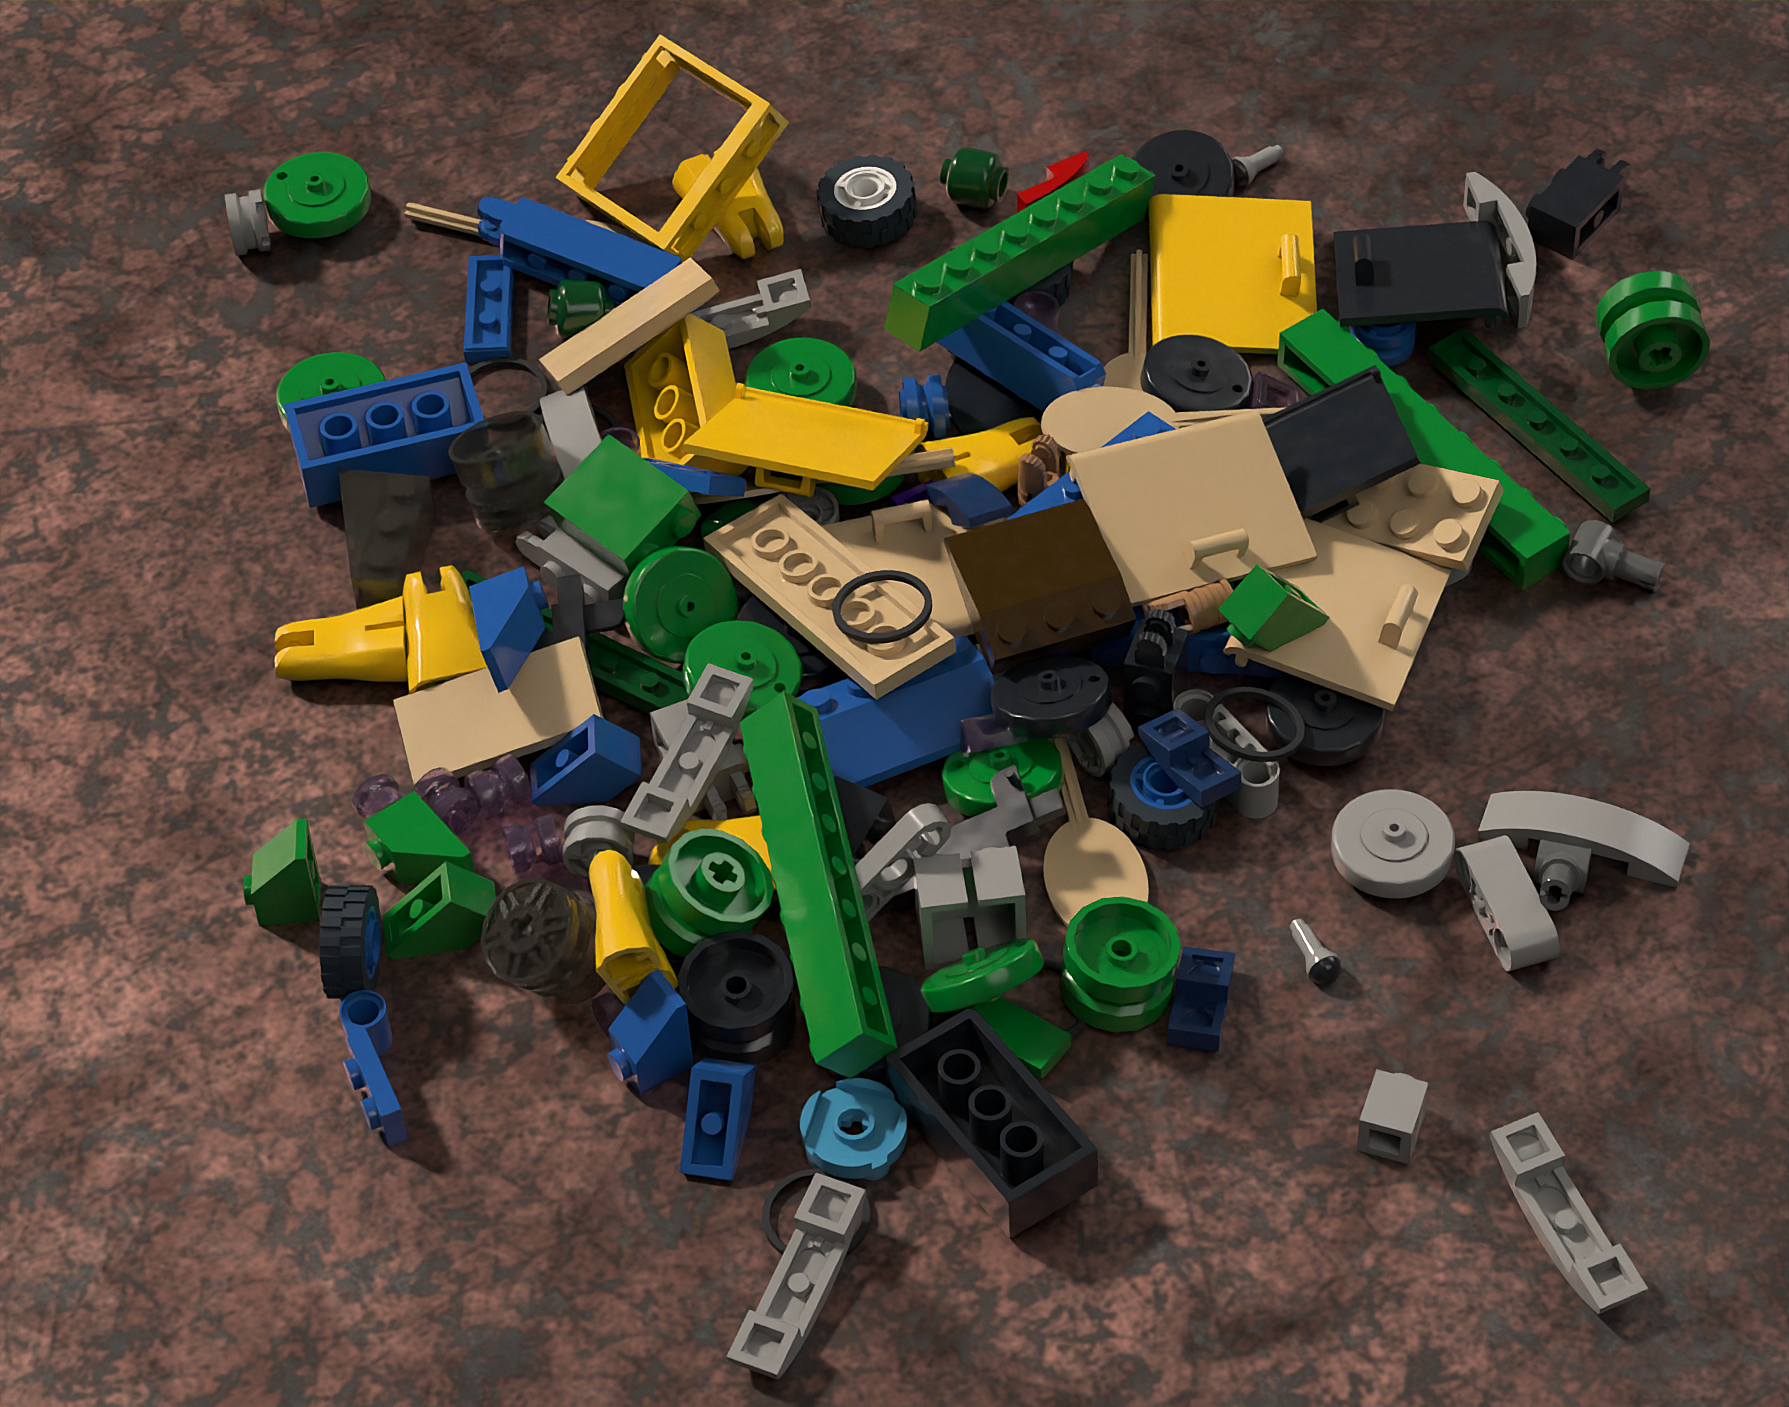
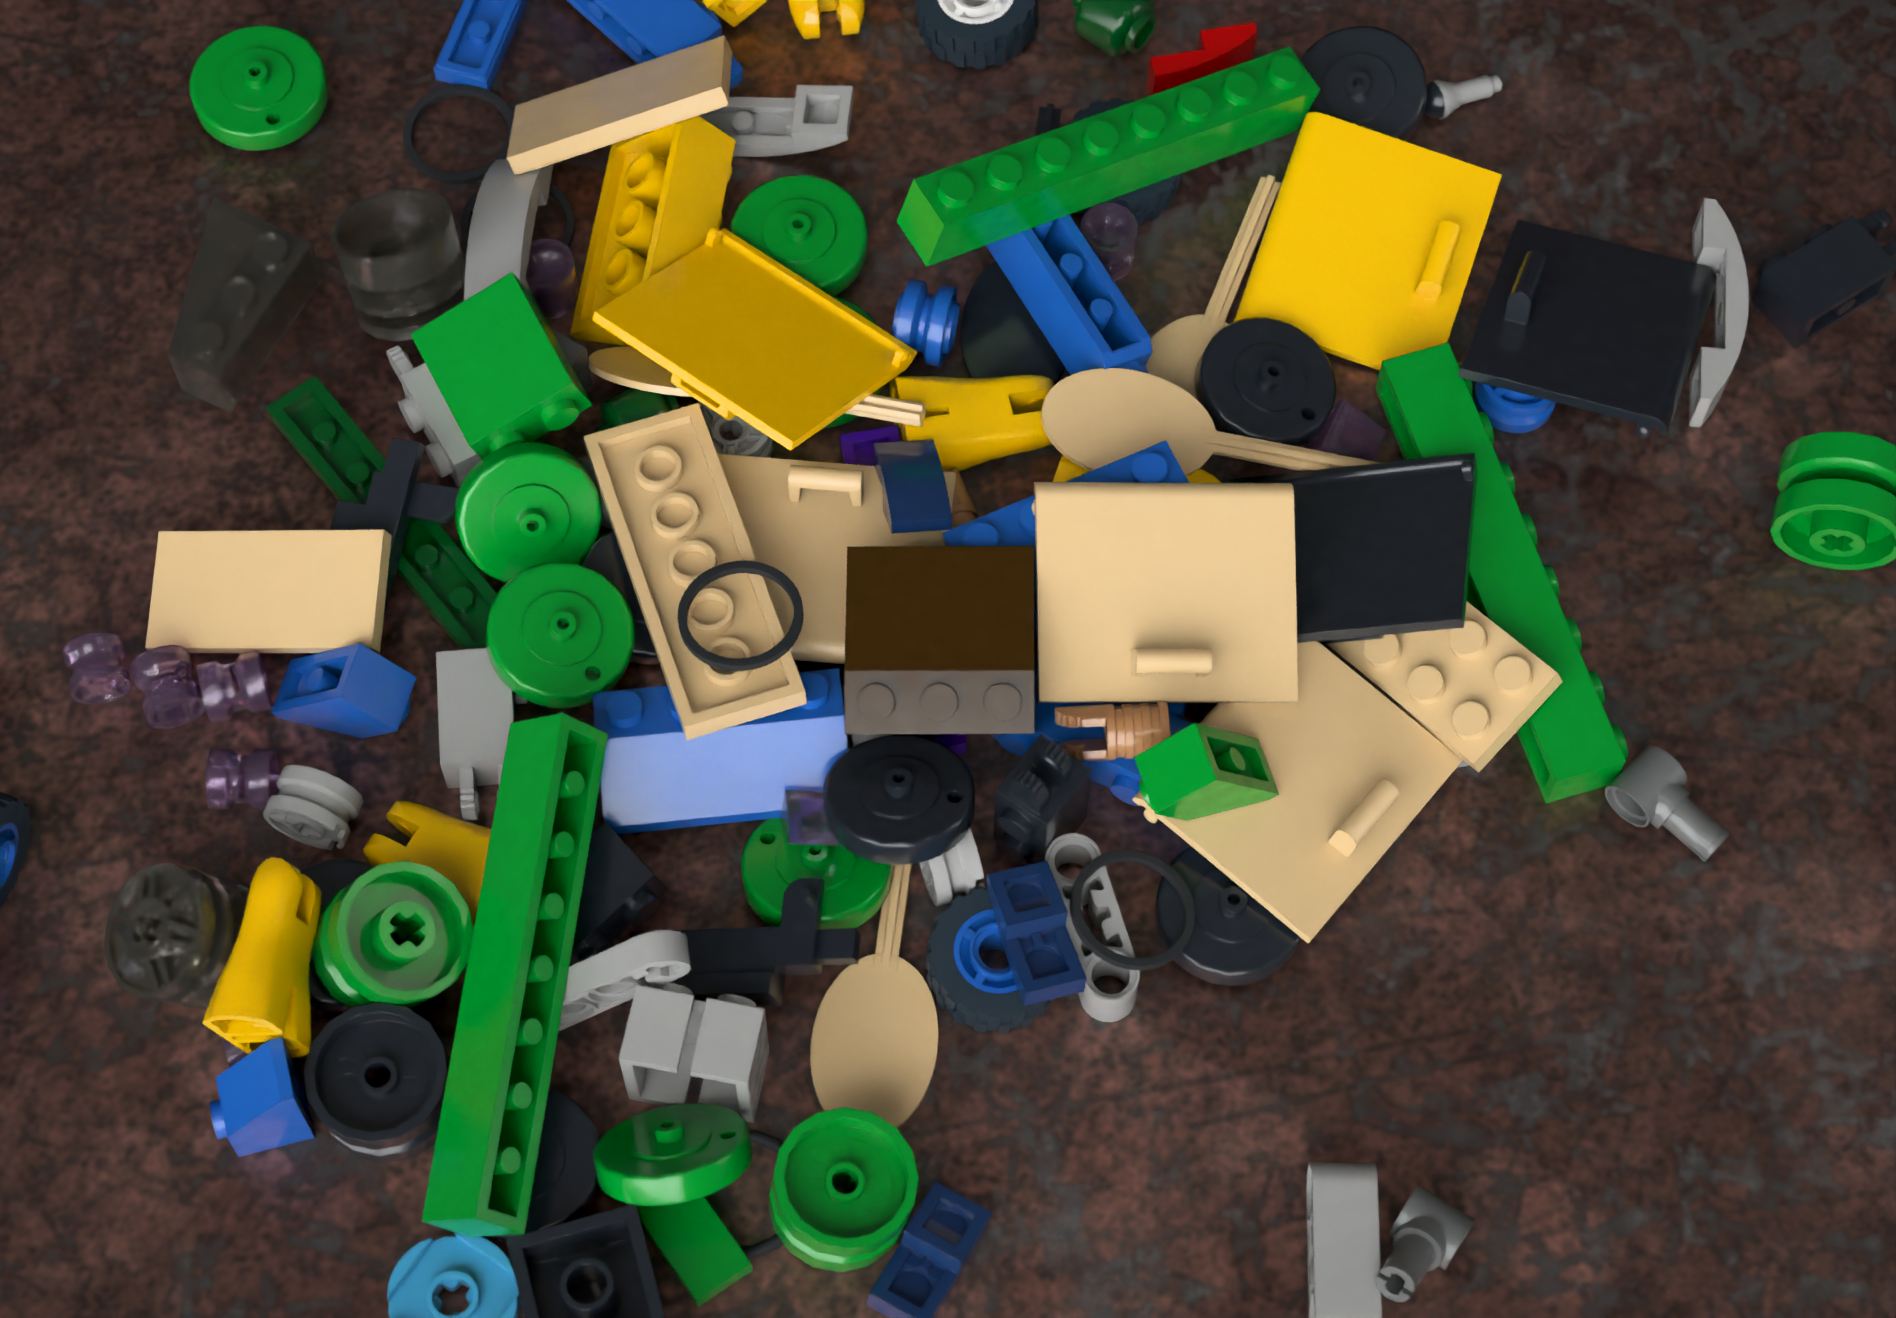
camera: 15 degrees right, 15 degrees up
(349, 646) = (151, 437): yellow piece -> none
(382, 428) = (287, 155): blue slope -> none
(412, 841) = (111, 734): green slope -> none
(439, 631) = (248, 461): yellow piece -> none
(439, 914) = (101, 840): green slope -> none
(508, 622) = (307, 486): blue slope -> none
(576, 306) = (582, 51): dark green head -> none
(693, 757) = (447, 744): light grey slope -> none
(701, 480) = (600, 353): blue tile -> none
(717, 1117) = (302, 1229): blue slope -> none
(1033, 468) = (1018, 467): medium nougat hinge -> none
(1321, 964) = (1090, 1262): light grey piece -> none
(1393, 843) = (1239, 1124): light grey wheel -> none
(1538, 424) = (1655, 581): dark green plate -> none
(1609, 830) = (1483, 1184): light grey slope -> none

